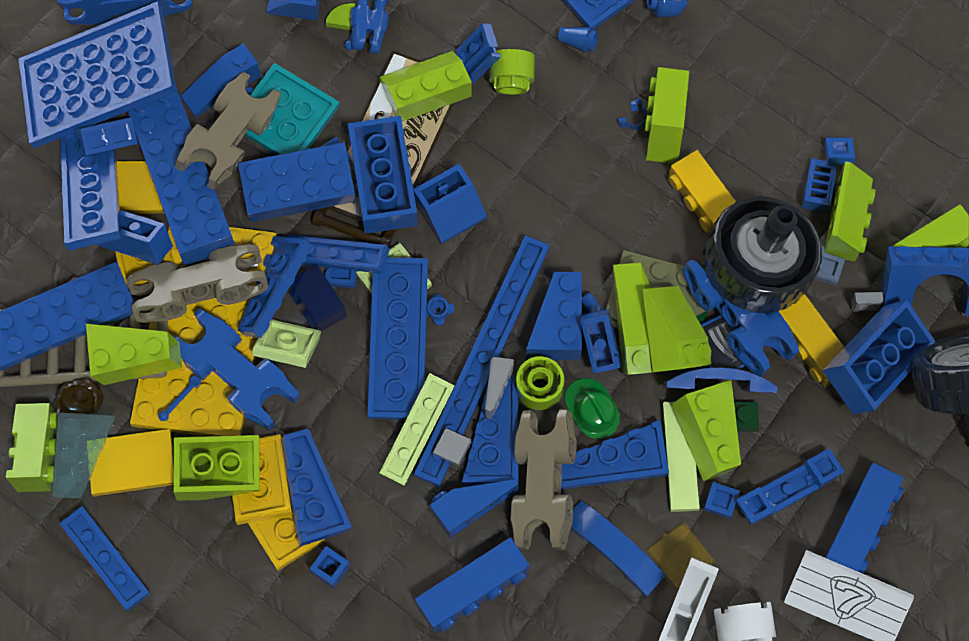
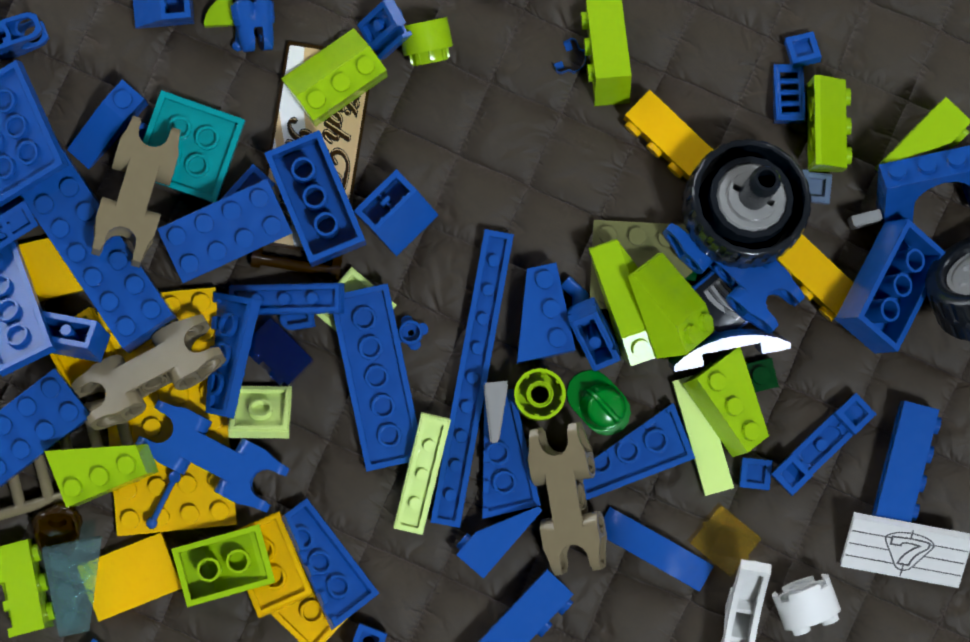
camera: 20 degrees left, 15 degrees up
(452, 447) = (463, 485): light grey tile -> none

